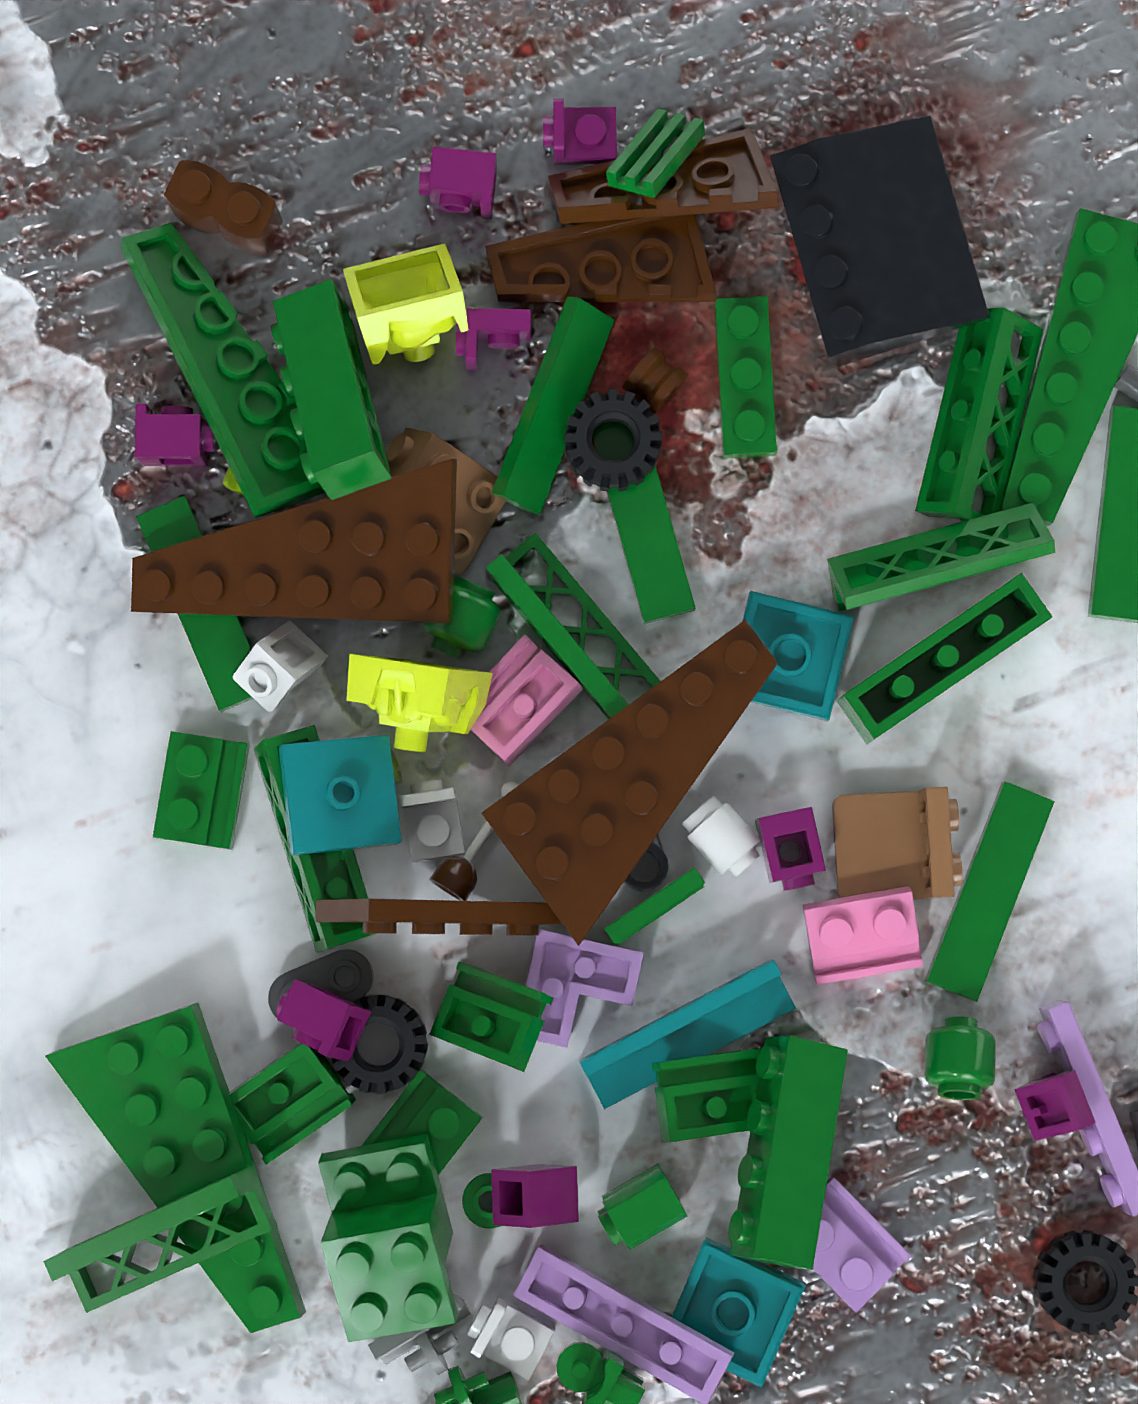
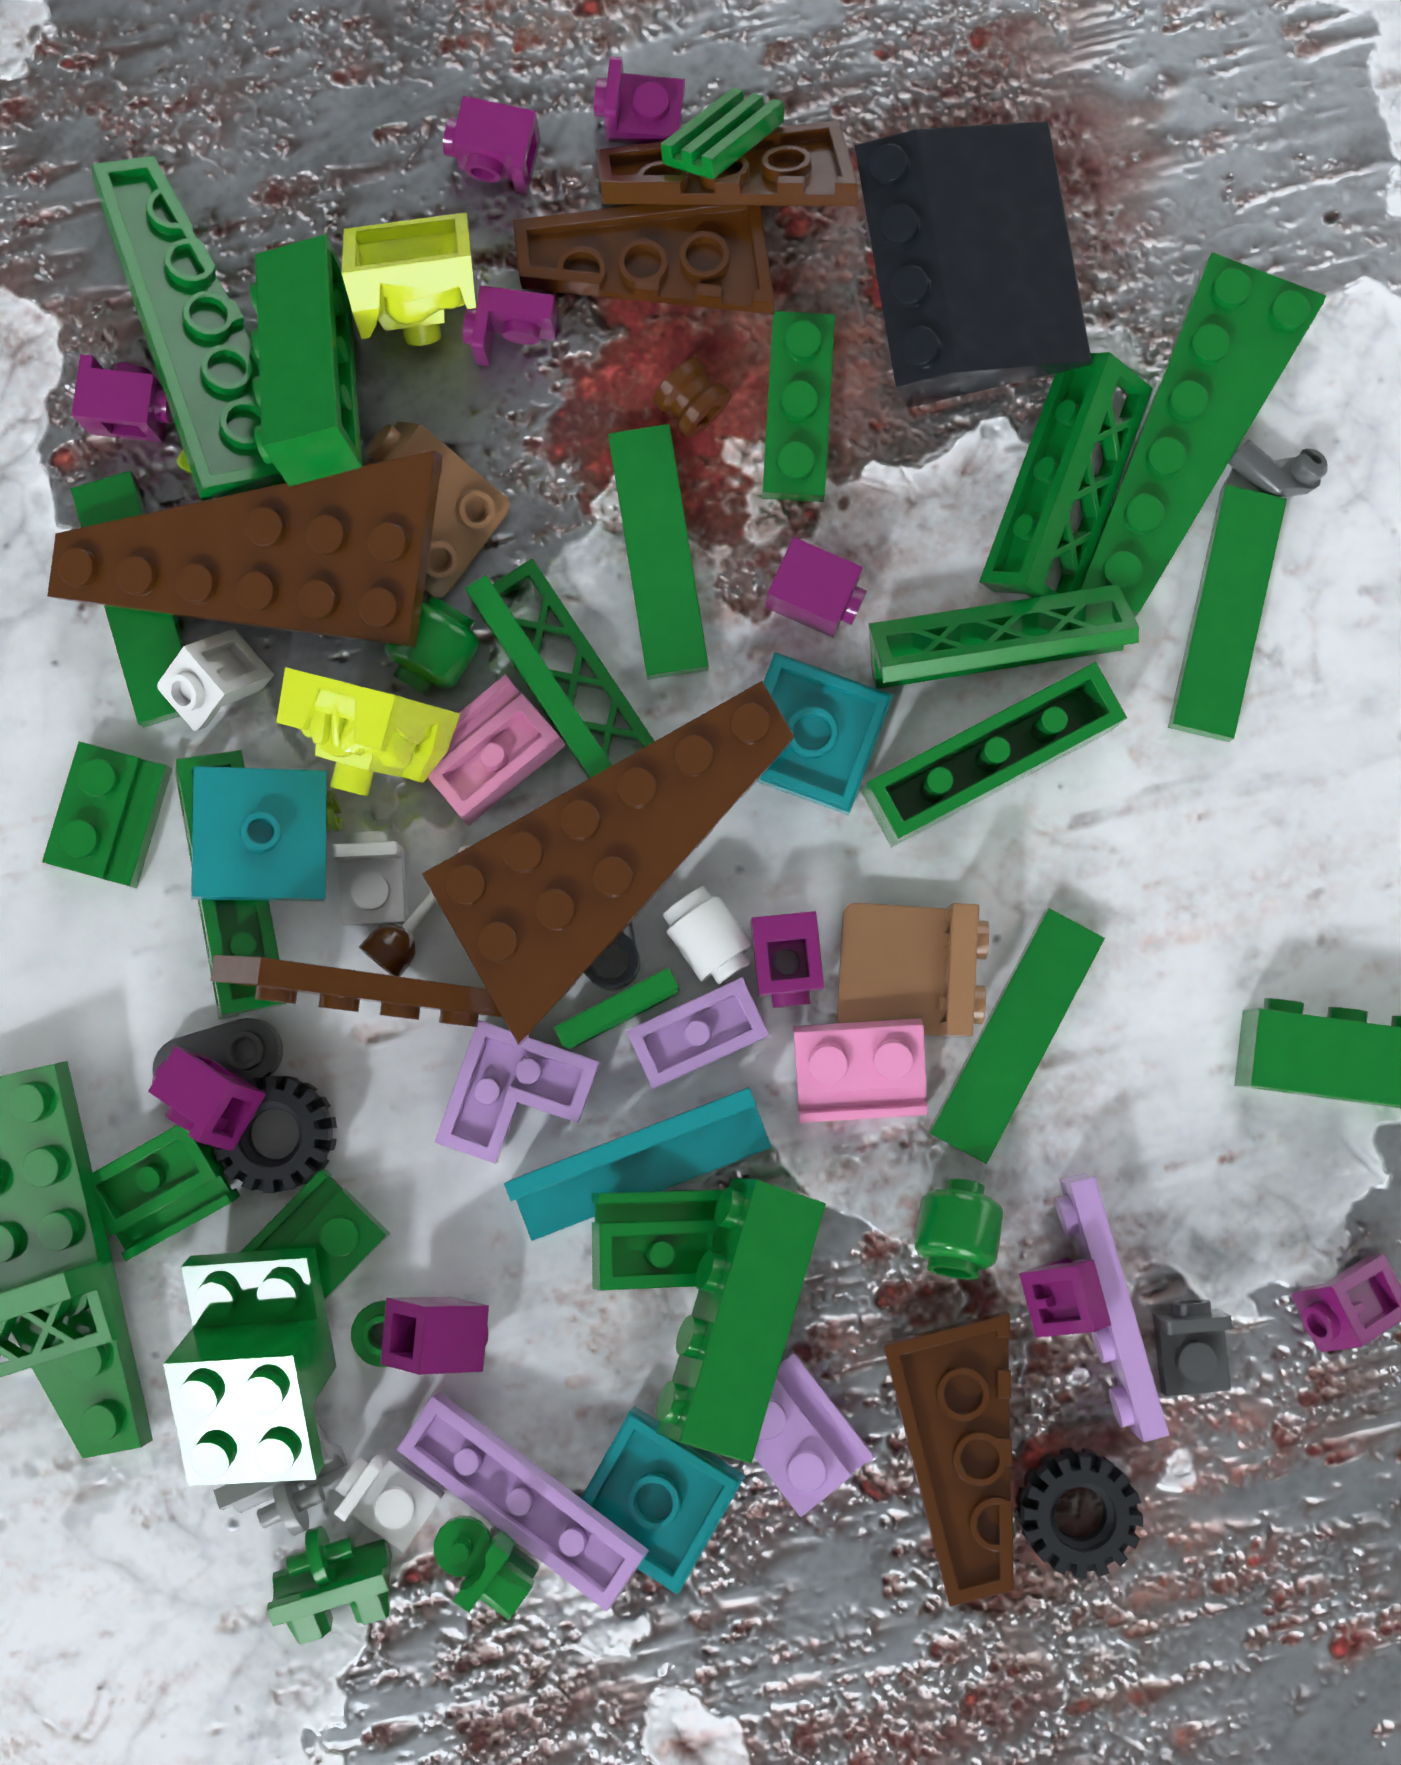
camera: 10 degrees right, 0 degrees up
(214, 206) = (214, 143): reddish brown brick -> none
(491, 1016) = (409, 1117): green plate -> none
(553, 398) = (569, 413): green tile -> none
(621, 409) = (623, 422): black tyre -> none
(640, 1208) = (557, 1365): green brick -> none
(722, 919) = (697, 1033): none -> lavender plate
(779, 533) = (816, 588): none -> magenta brick
(977, 1223) = (956, 1424): none -> reddish brown wing

